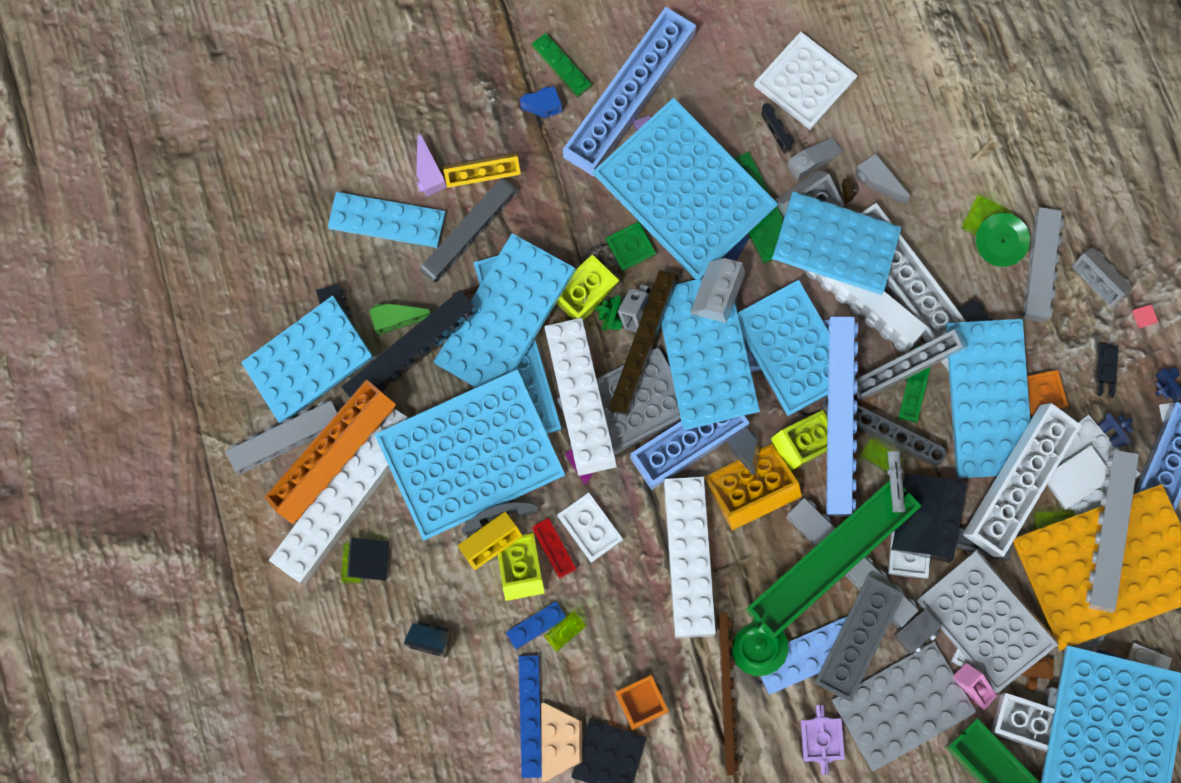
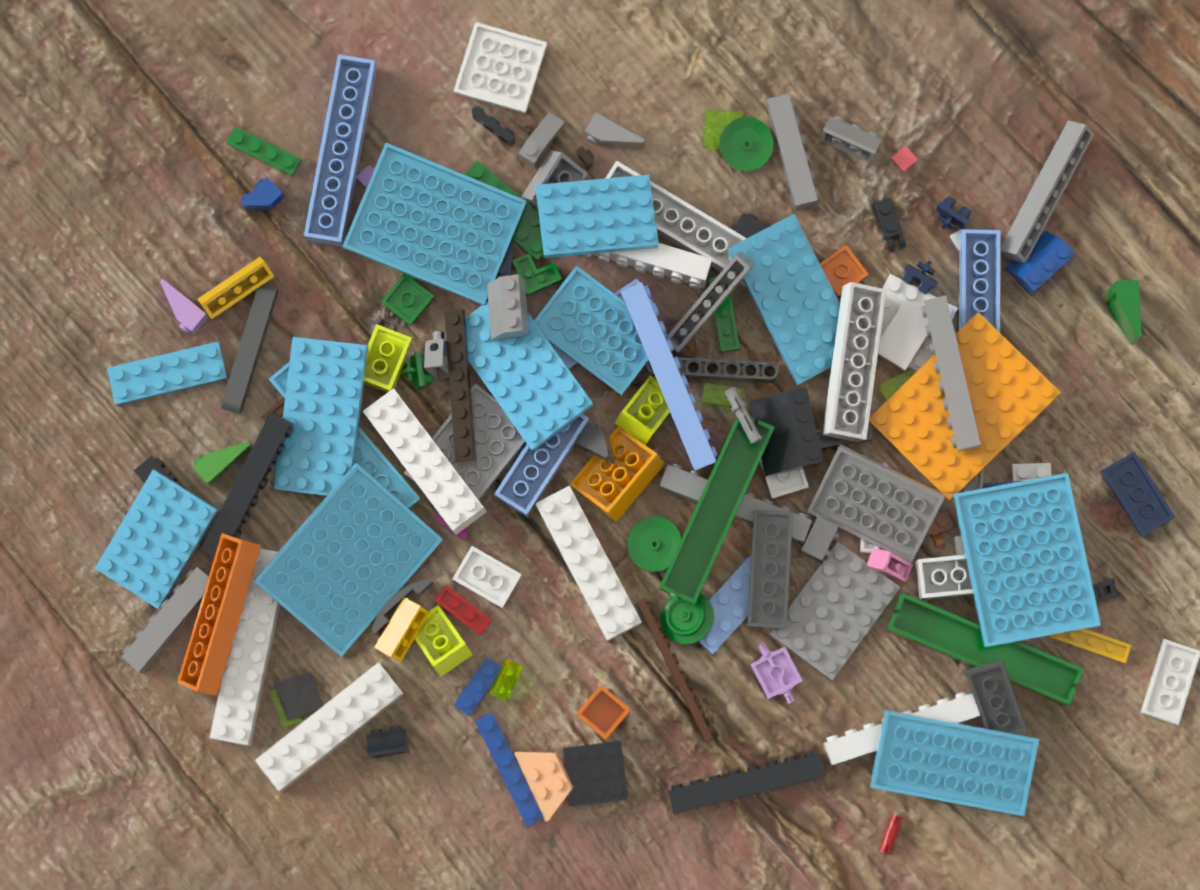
camera: 25 degrees left, 5 degrees up
(382, 600) = (329, 727): none -> white brick
(754, 277) = (536, 279): none -> green plate
(758, 565) = (653, 543): none -> green piece

